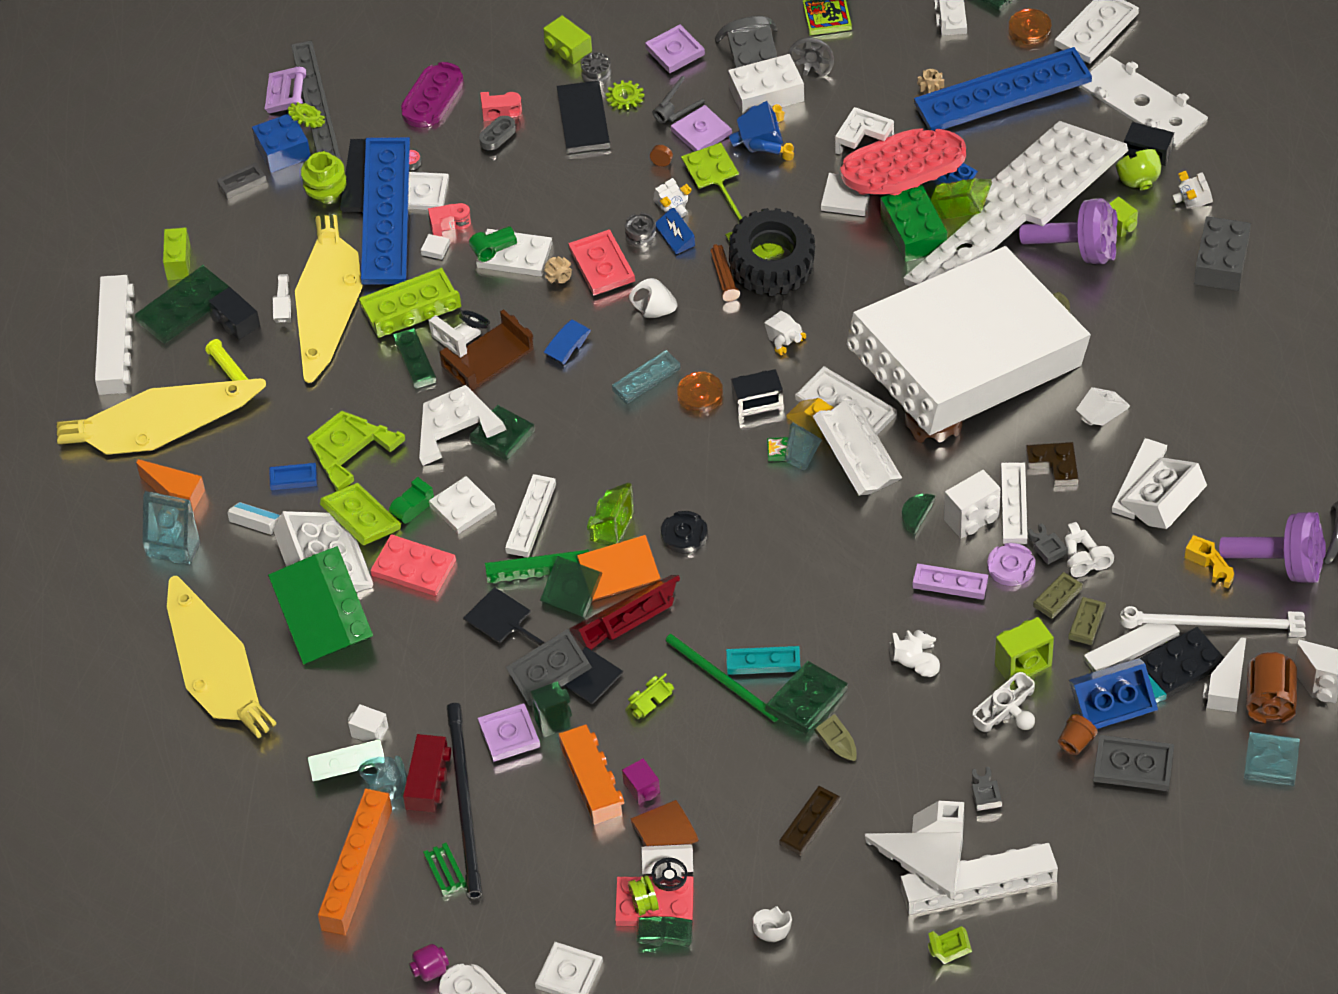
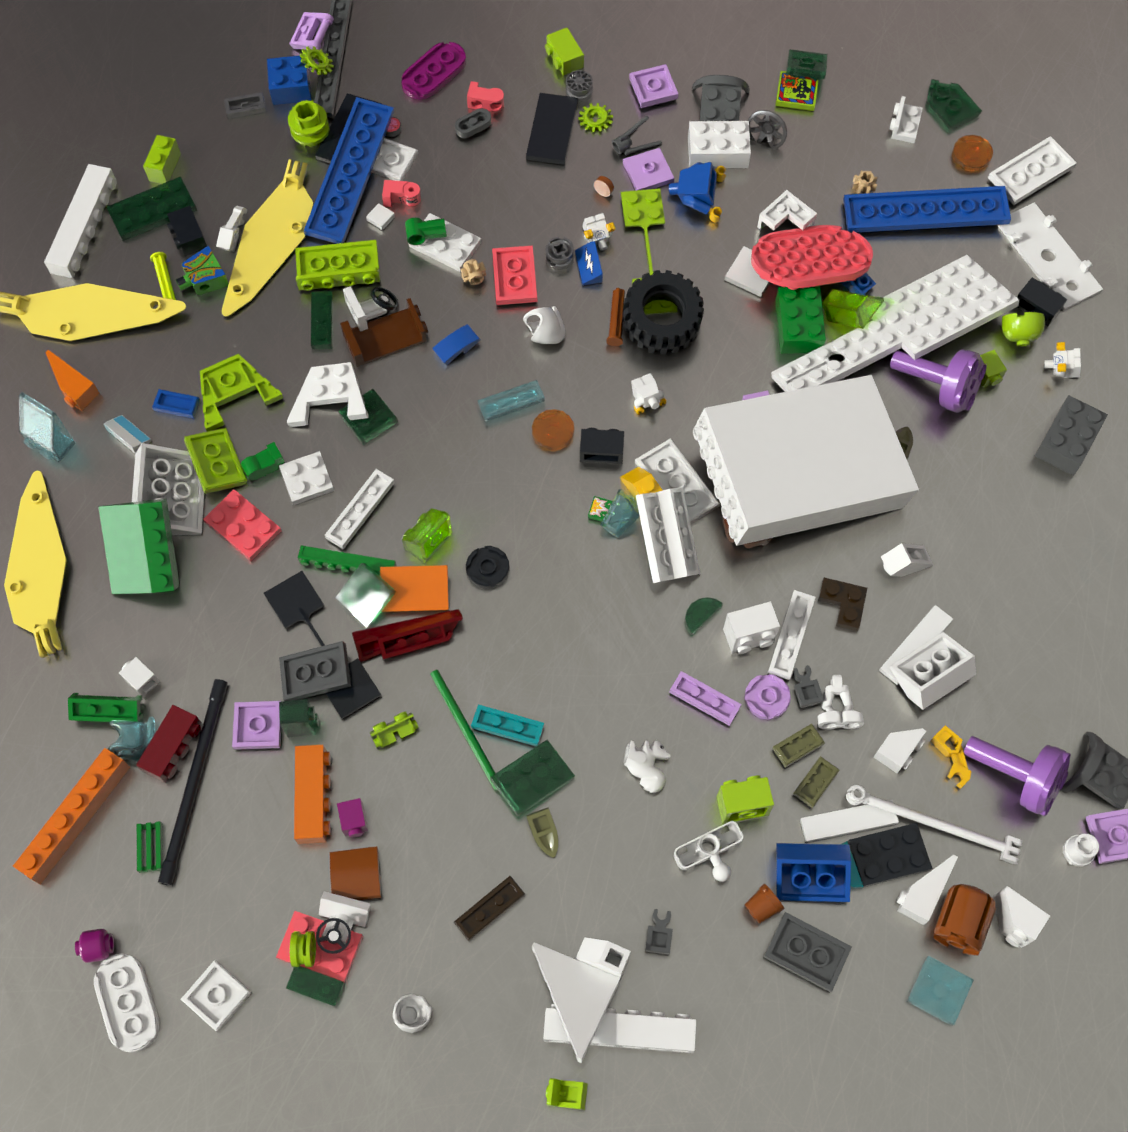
camera: 15 degrees right, 15 degrees up
(270, 348) = (202, 273): none -> torso
(1155, 568) = (898, 747): none -> white slope

